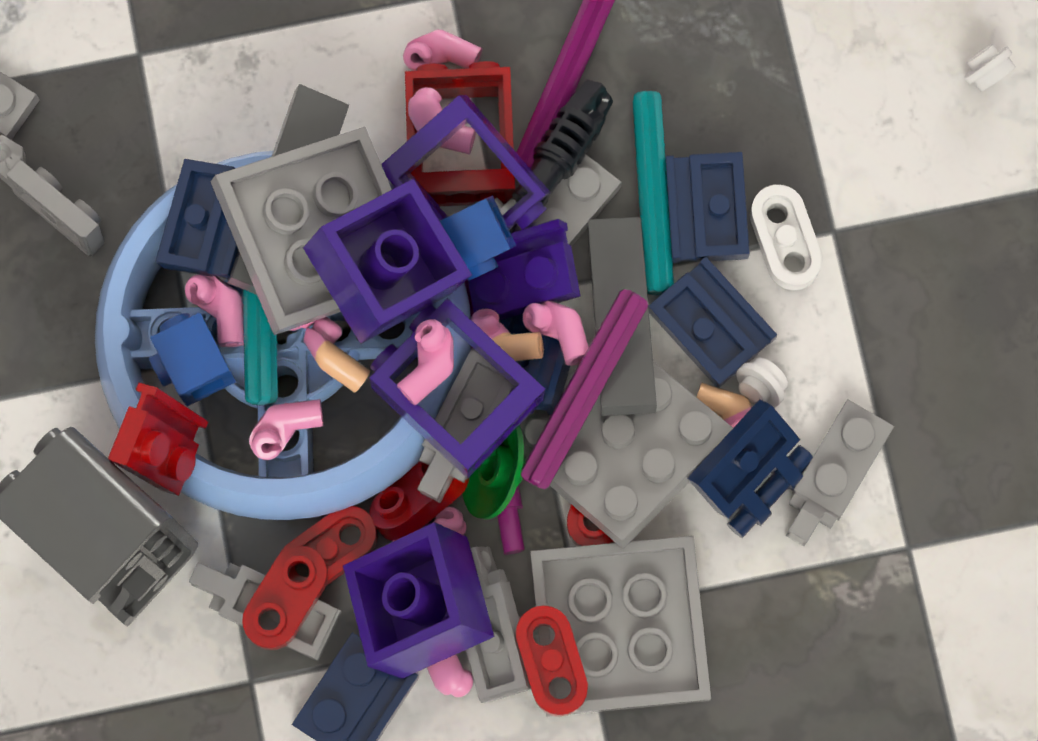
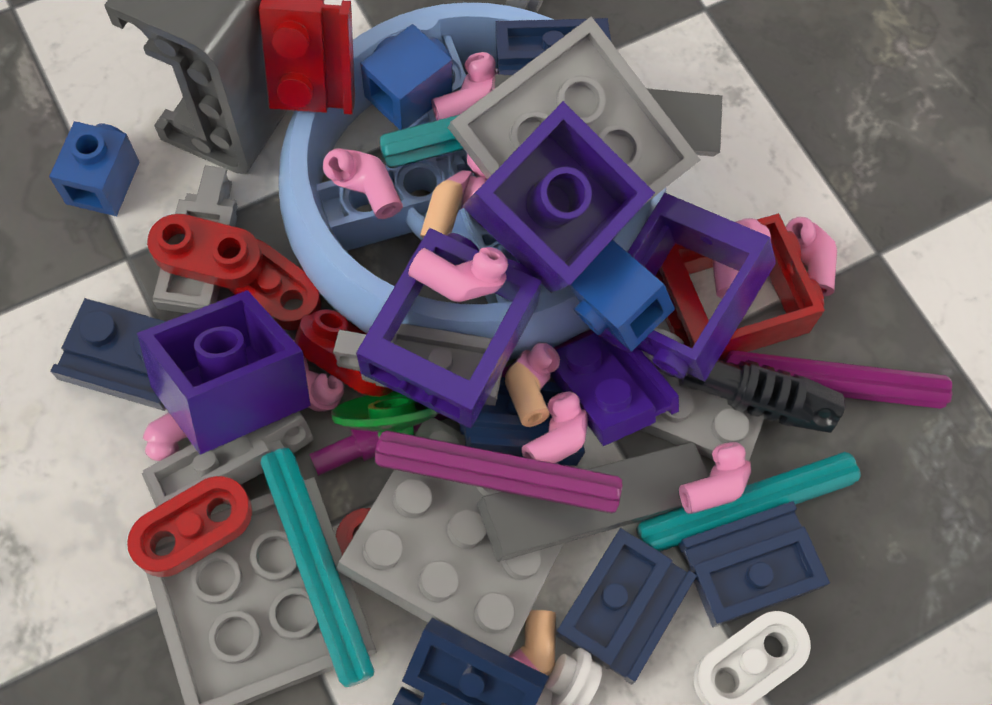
camera: 65 degrees right, 10 degrees down
(154, 687) = (95, 168): none -> blue brick
(612, 564) = (317, 568): none -> teal axle
(635, 206) = (723, 485): none -> bright pink arm

